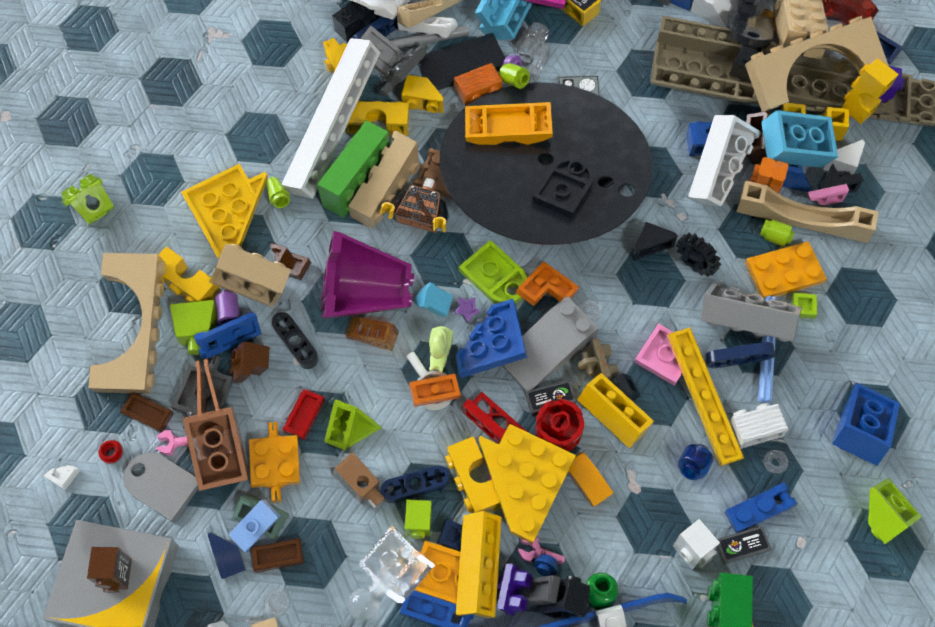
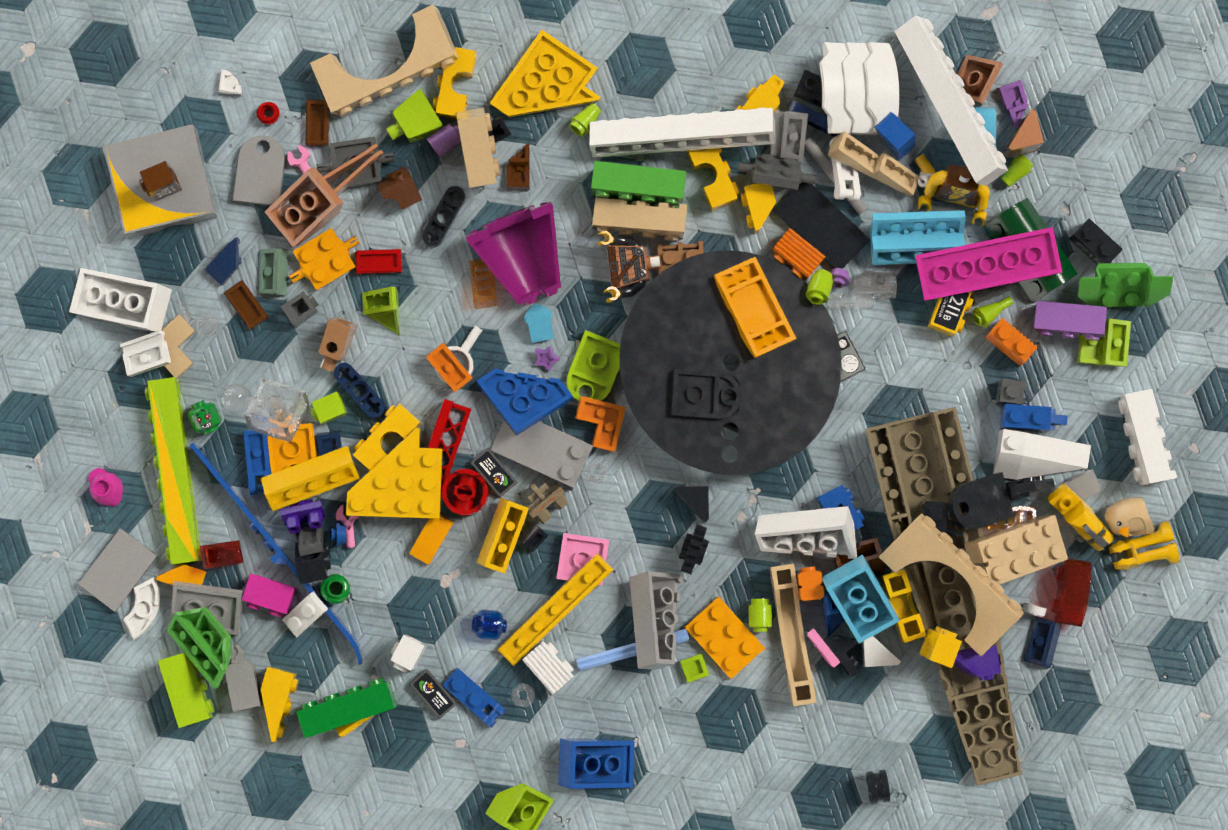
camera: 60 degrees right, 20 degrees up
(228, 335) = (416, 156): blue plate -> none
(254, 525) = (259, 273): light blue plate -> none
(312, 512) = (291, 308): none -> dark grey brick
(440, 344) = (494, 351): yellowish green animal -> none
(740, 355) = (609, 626): dark blue beam -> none

